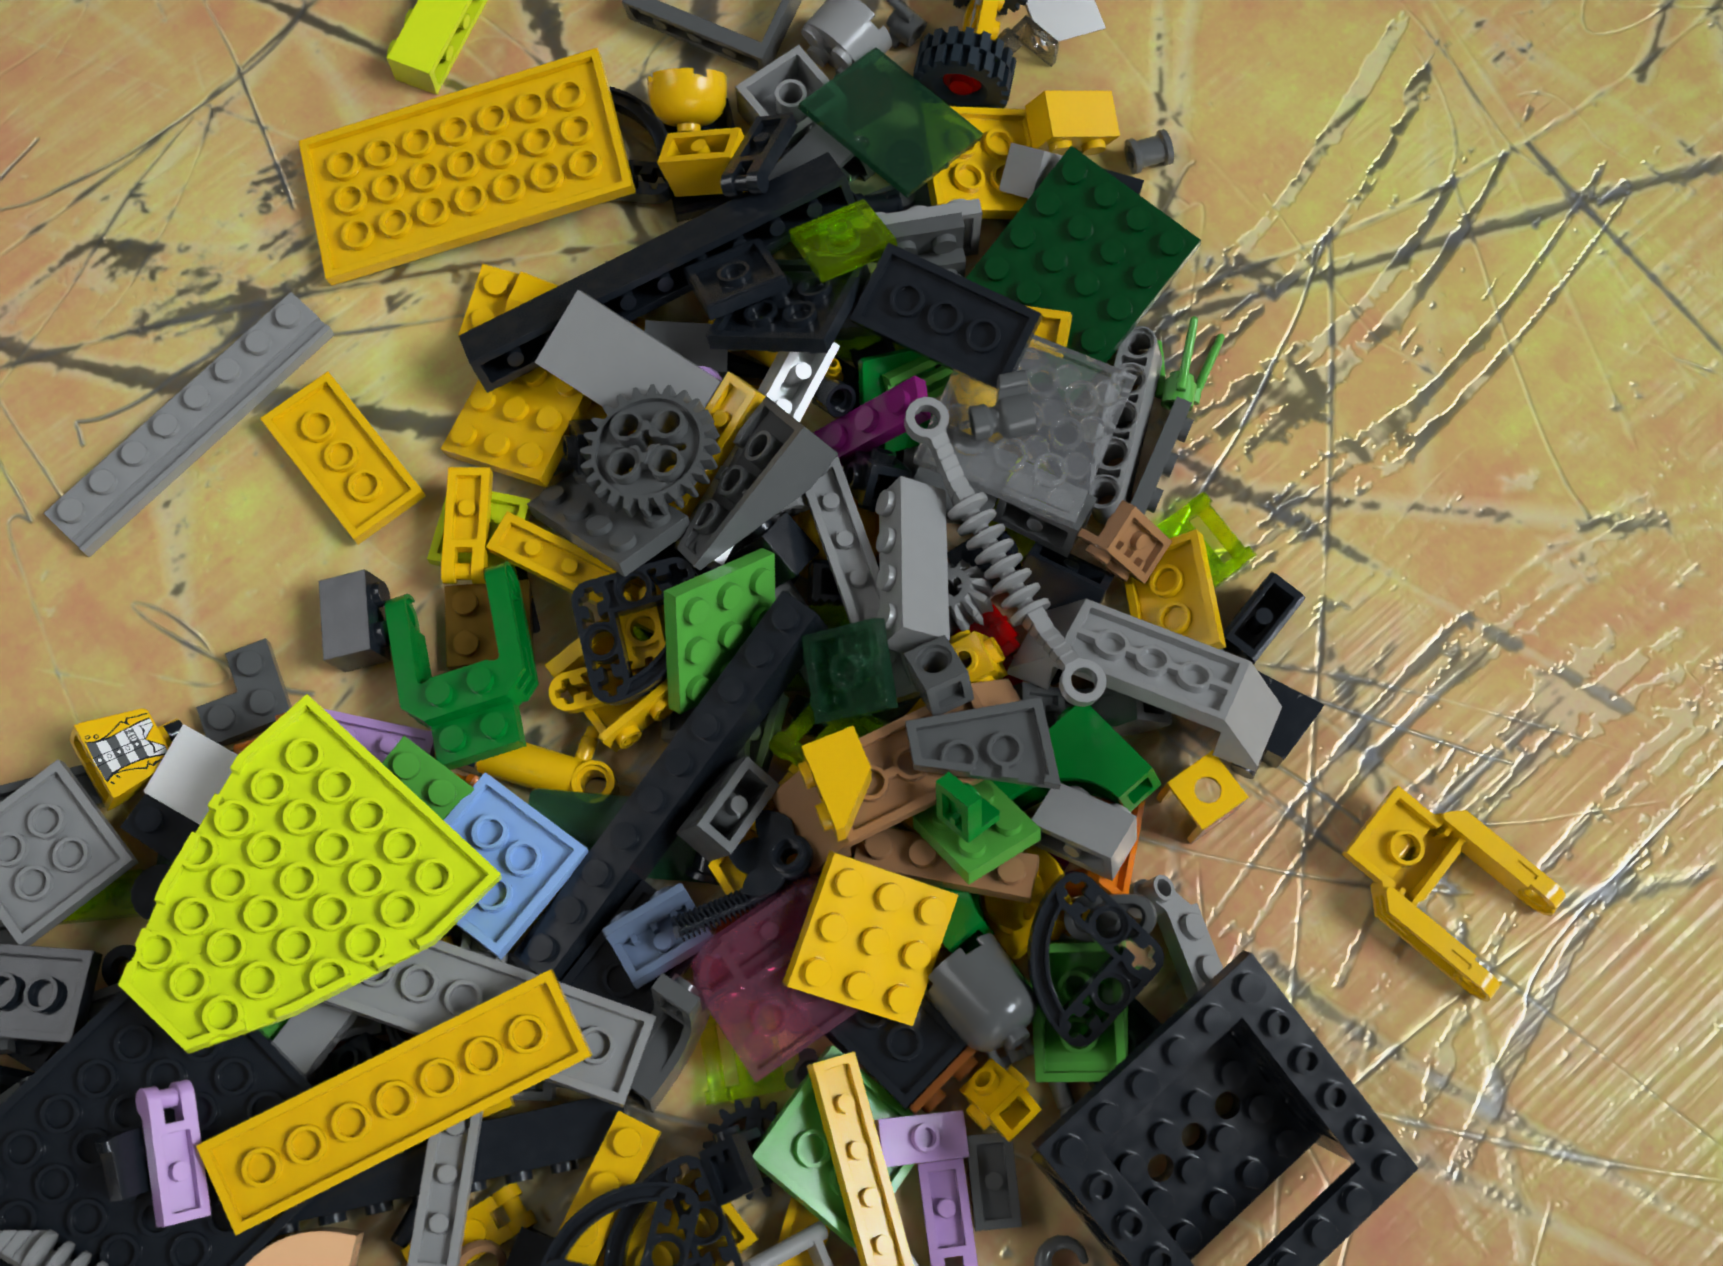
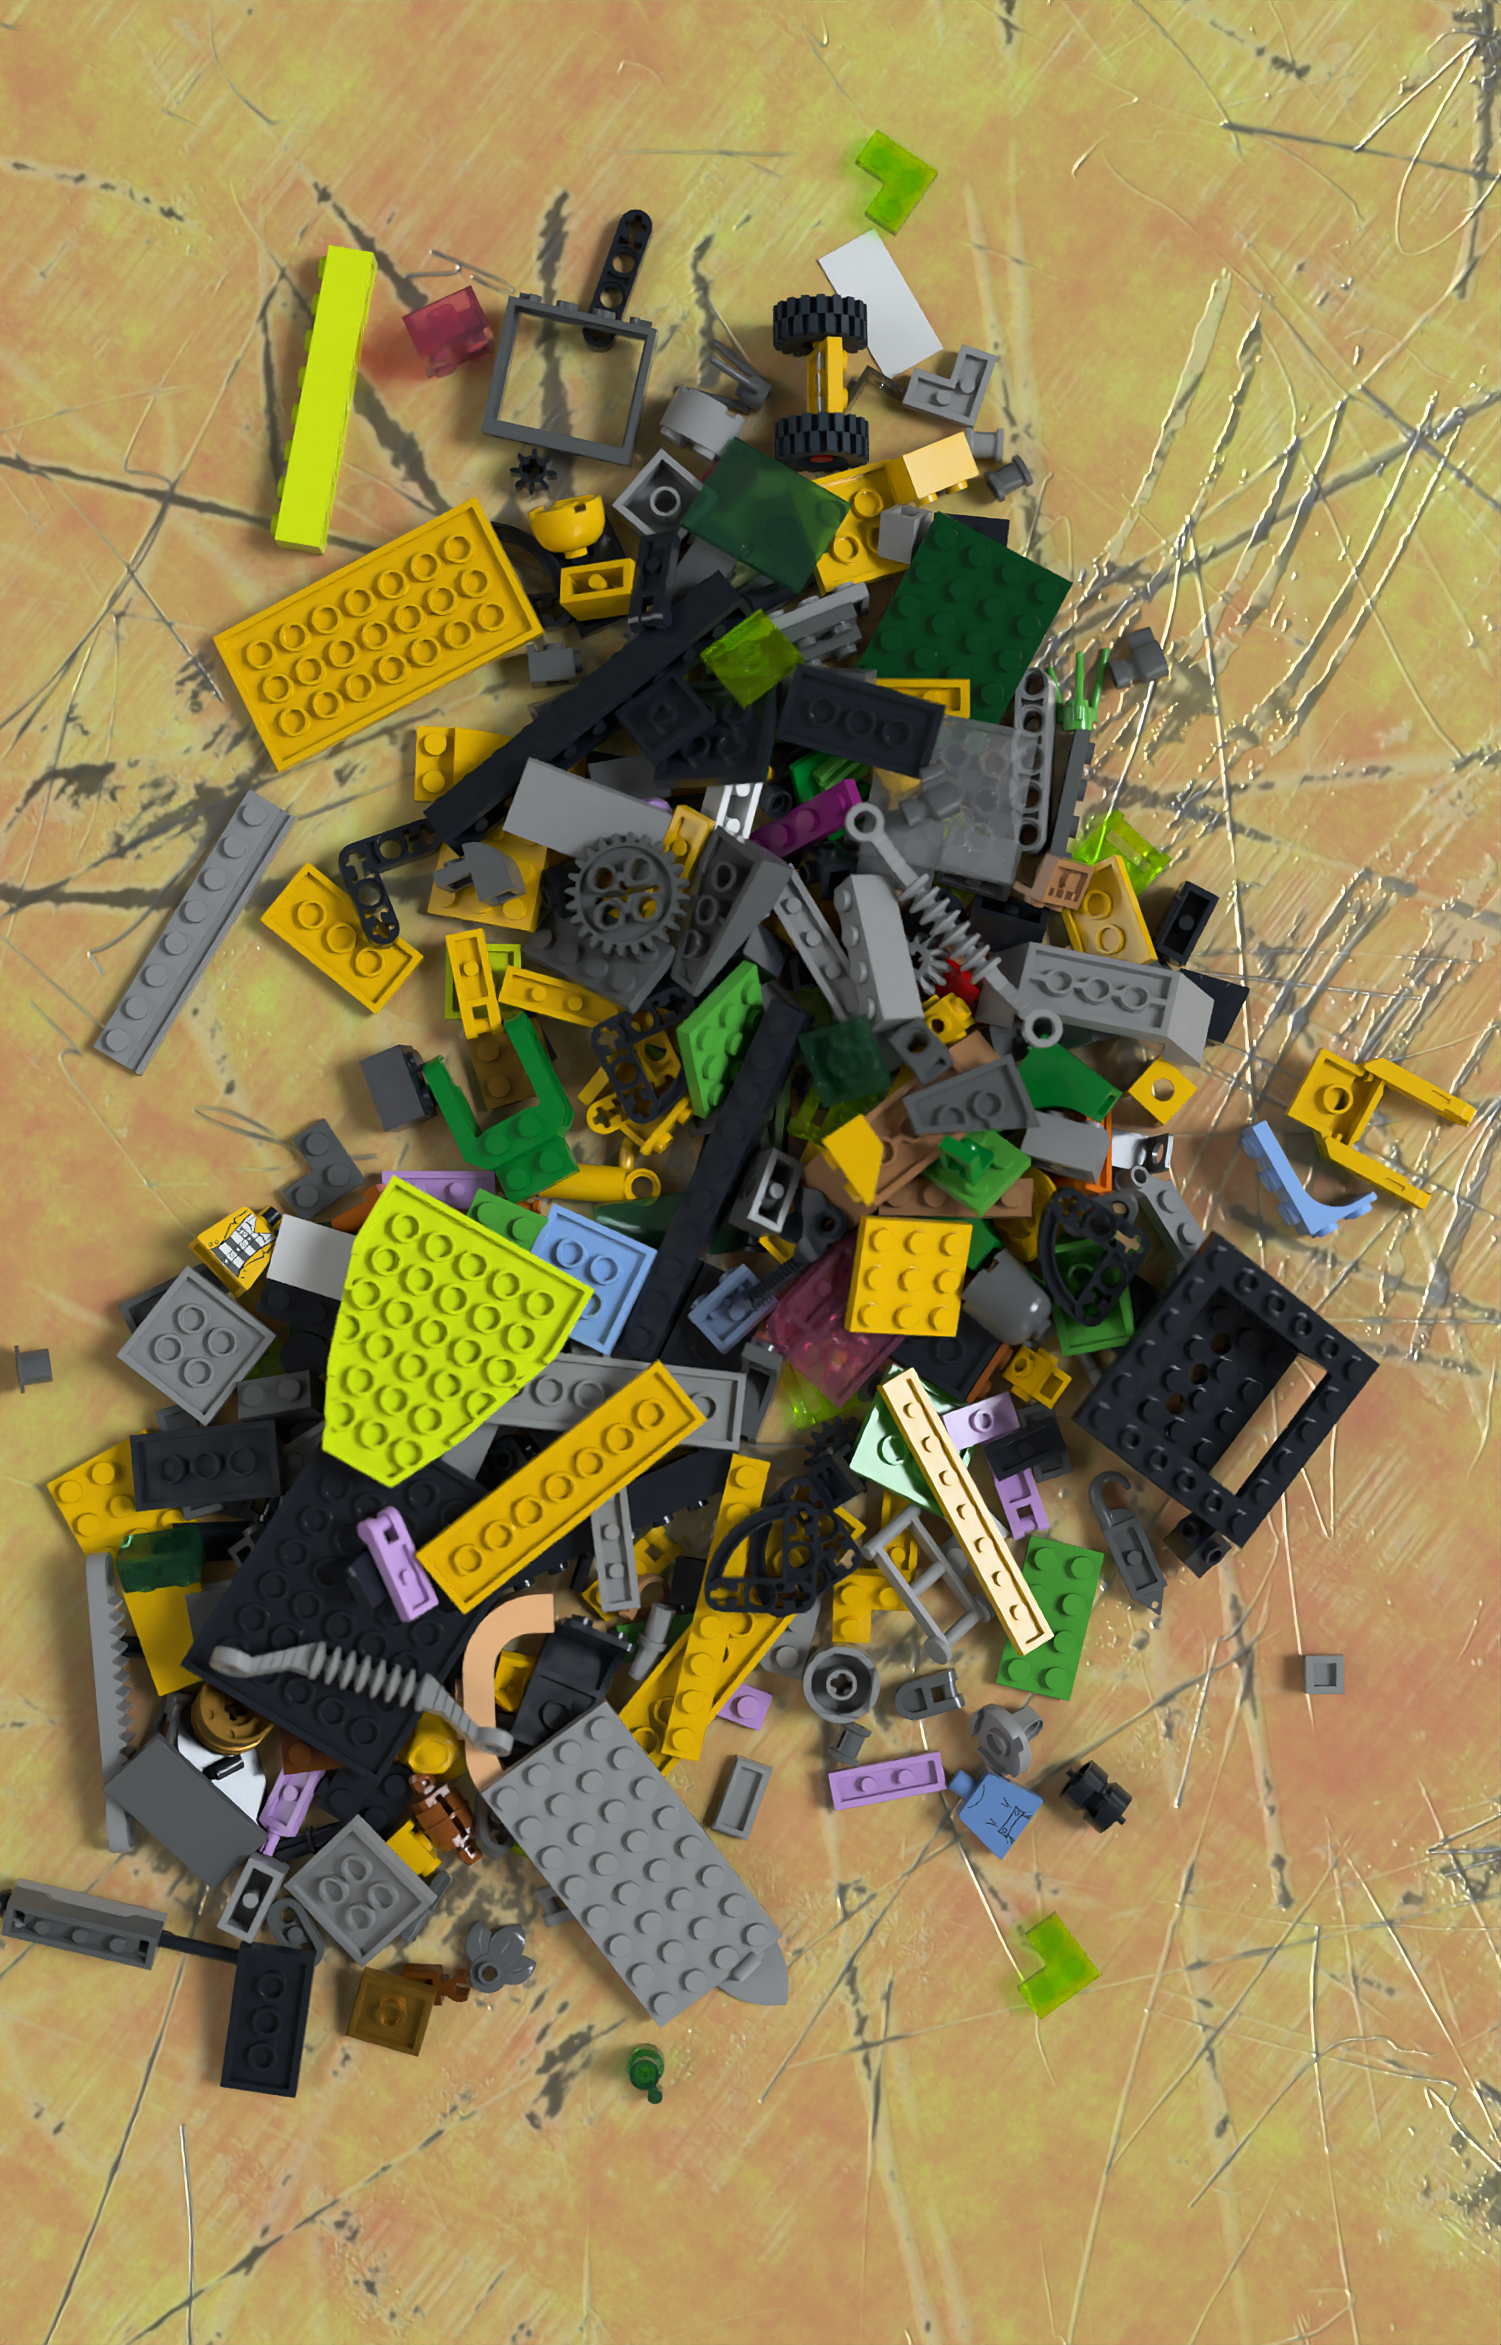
camera: 10 degrees left, 15 degrees up
(105, 928) = (286, 1397): none -> dark grey brick
(398, 388) = (375, 864): none -> black beam
(506, 407) = (489, 869): none -> dark grey brick
(634, 229) = (553, 665): none -> dark grey brick
(666, 52) = (525, 468): none -> black gear
(969, 1182) = (1025, 1448): none -> black plate
(1111, 67) = (956, 398): none -> light grey plate
(1132, 115) = (986, 444): none -> light grey bush
(1159, 858) = (1136, 1149): none -> bracket
(1261, 353) = (1145, 661): none -> dark grey piece
(1342, 958) = (1296, 1205): none -> light blue bracket

